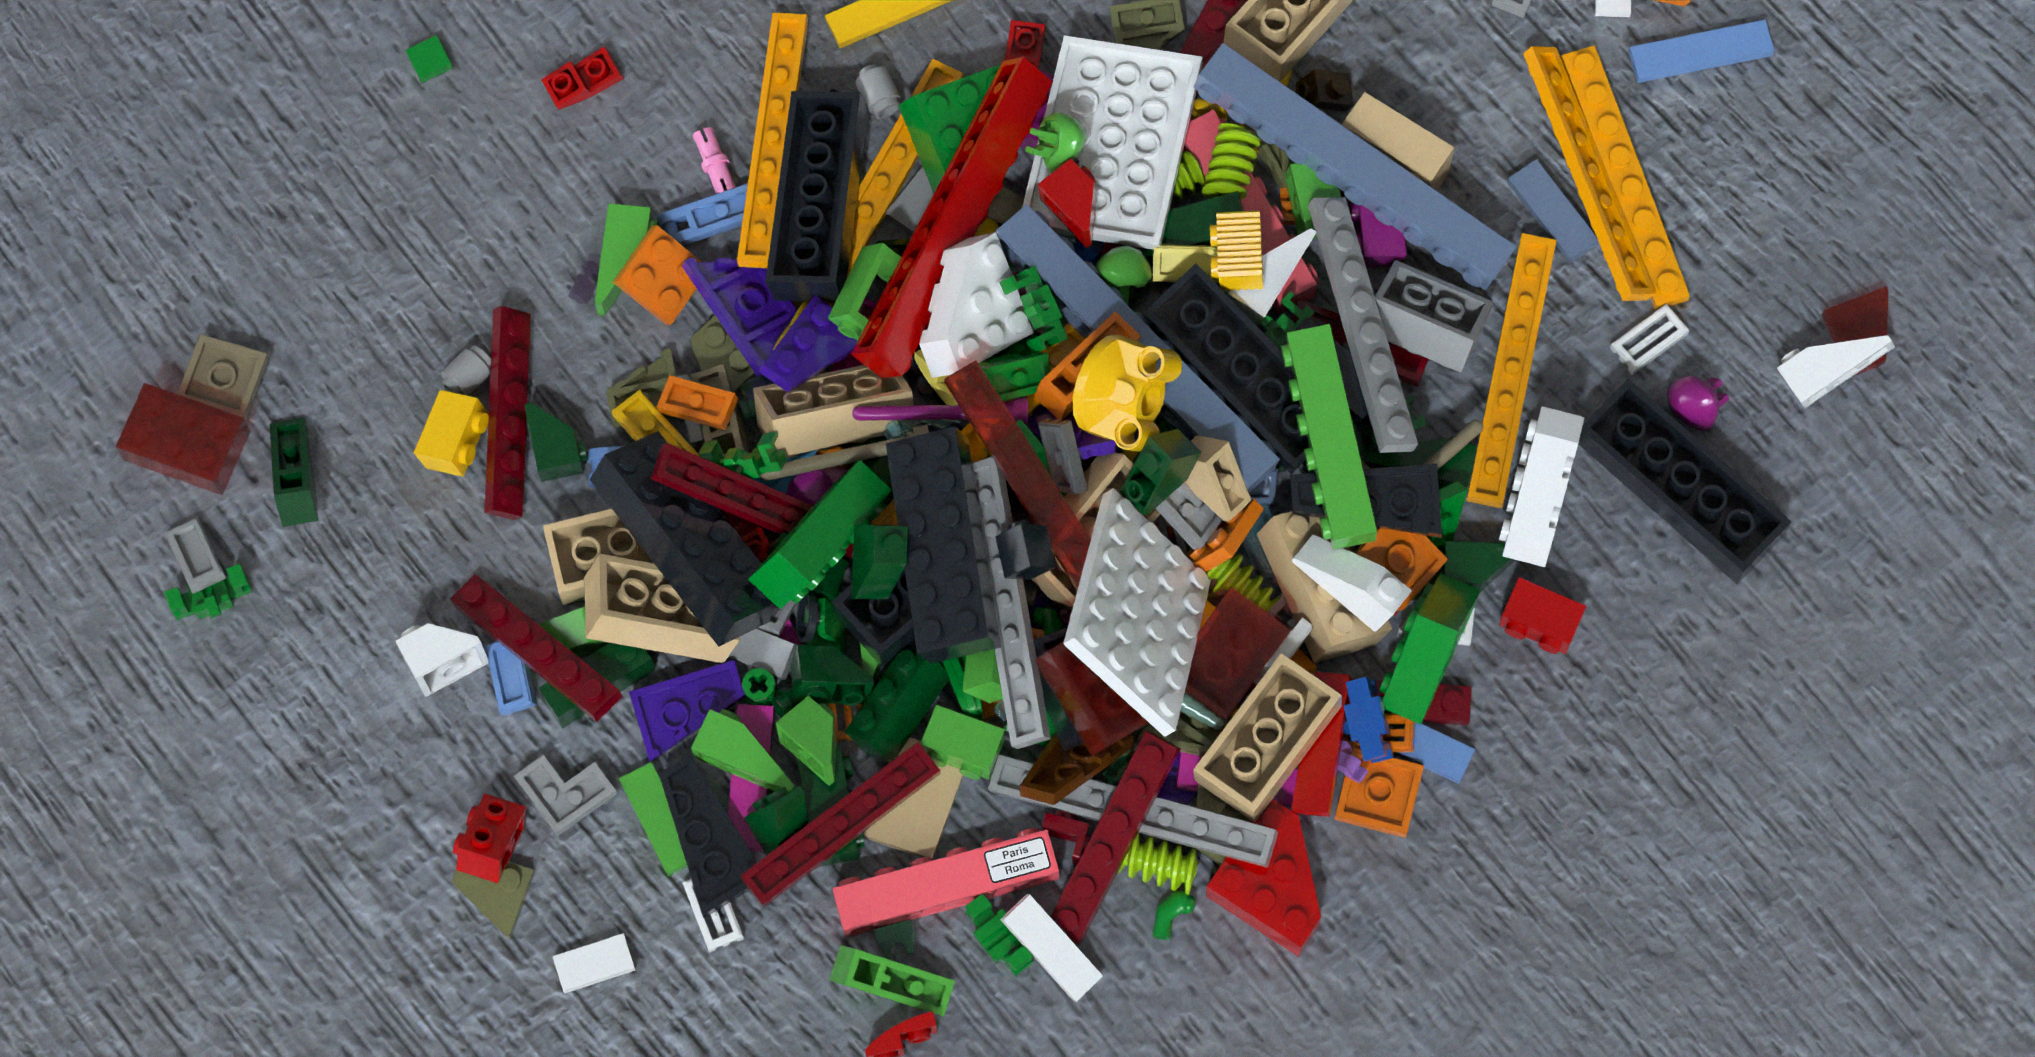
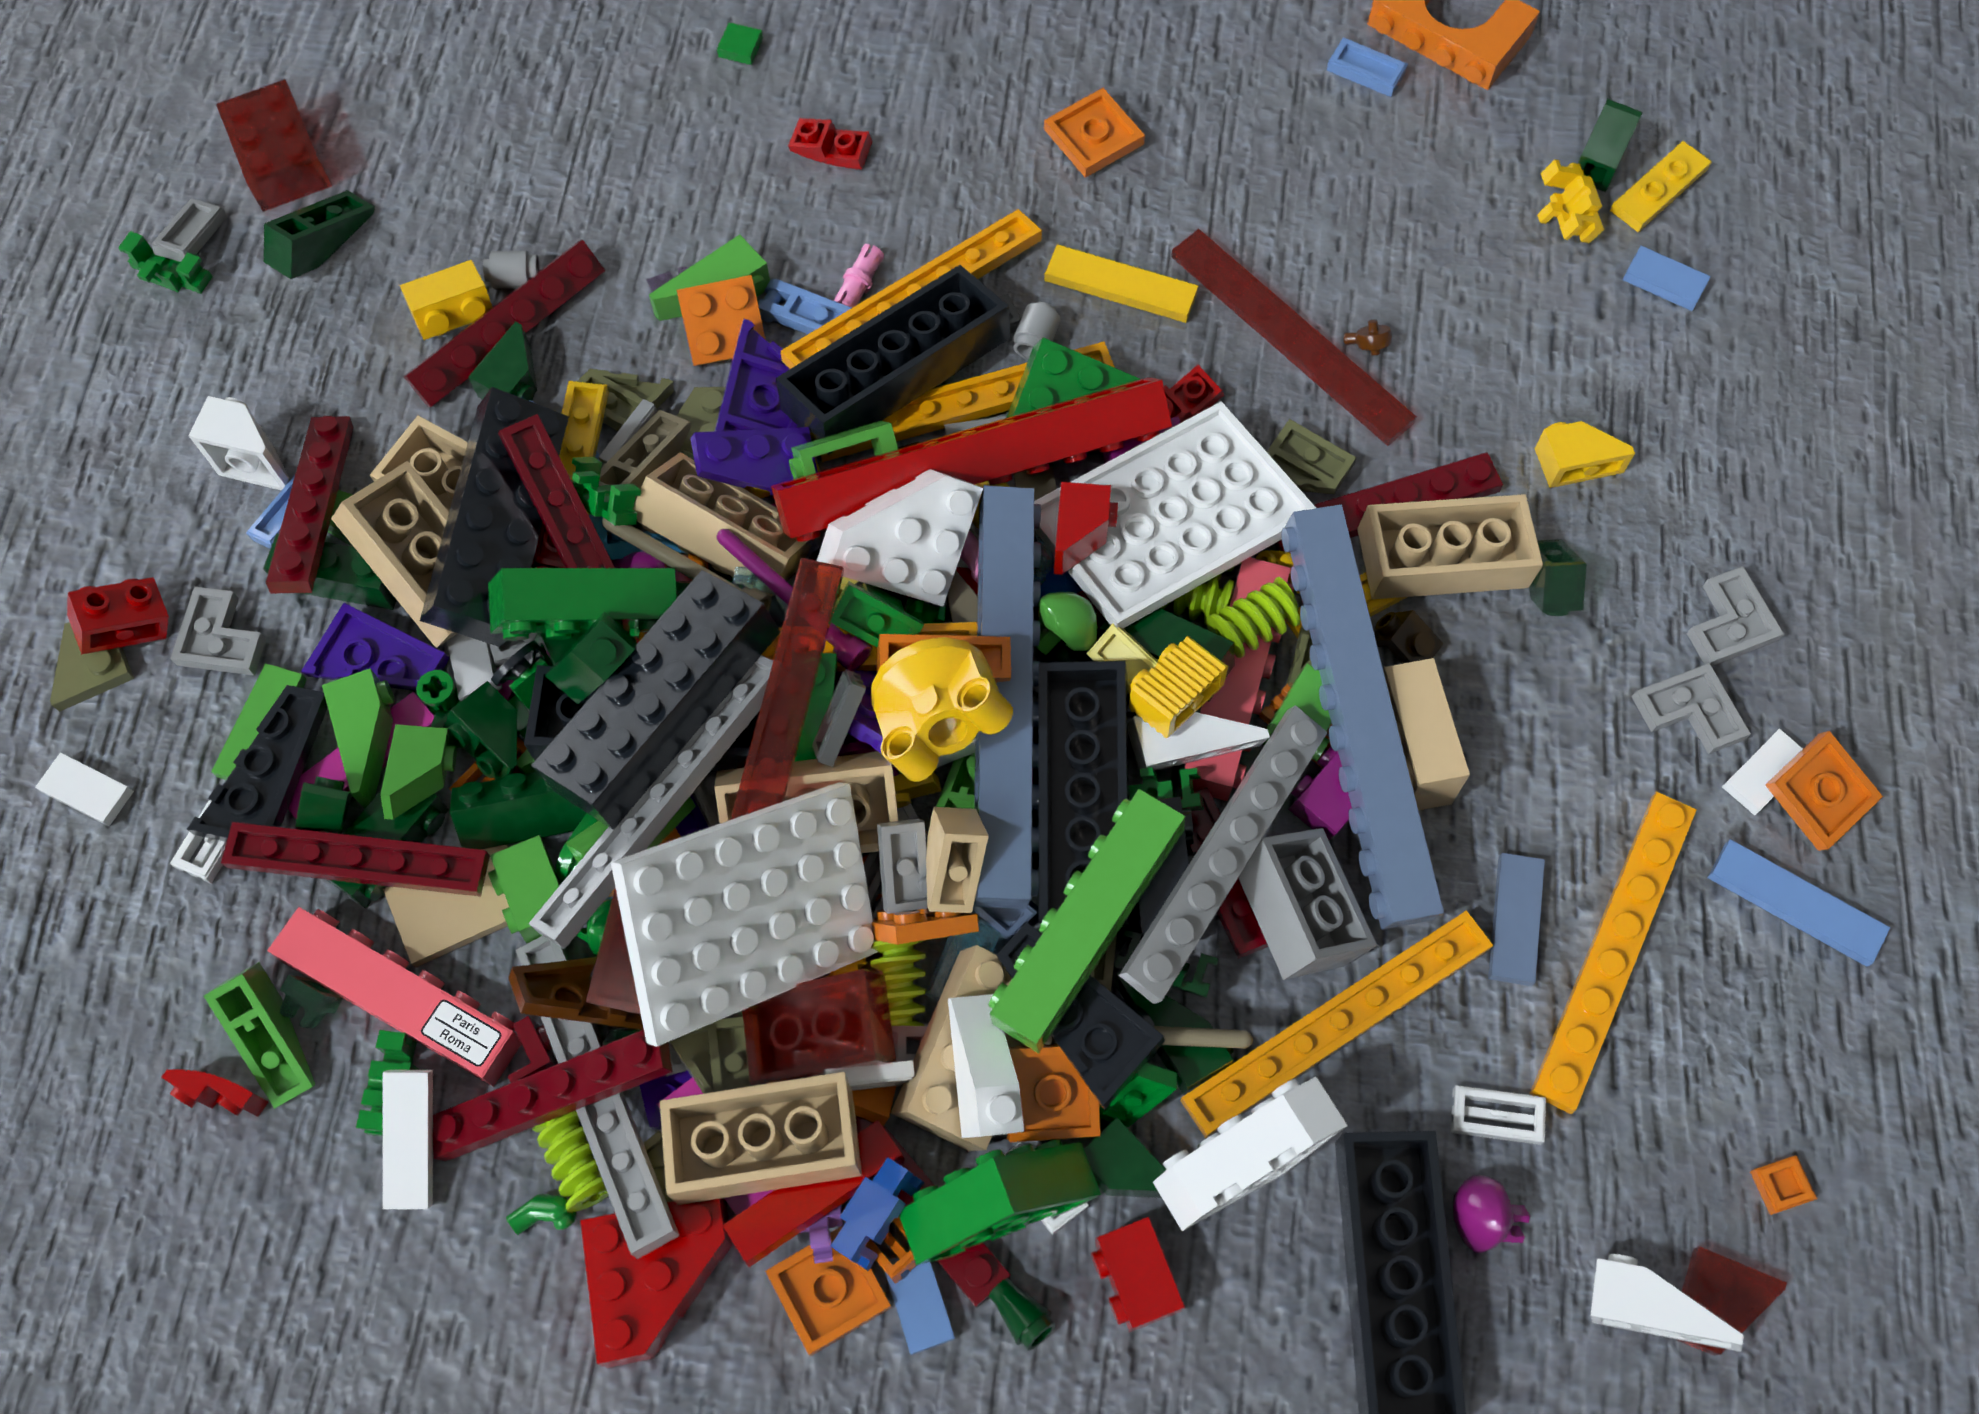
camera: 45 degrees right, 5 degrees down
(224, 375) = (351, 130): dark tan plate -> none
(697, 402) = (629, 427): orange plate -> none
(1025, 550) = (711, 763): black brick -> none
(1039, 308) = (963, 575): green piece -> none
(1059, 139) = (1124, 467): bright green piece -> none
(1160, 469) = (904, 804): dark green slope -> none
(1200, 712) = (734, 1042): sand green animal -> none
(1498, 700) = (1023, 1315): none -> dark green cone
(1589, 174) = (1580, 919): light orange plate -> none
(1837, 232) = (1783, 1185): none -> orange tile

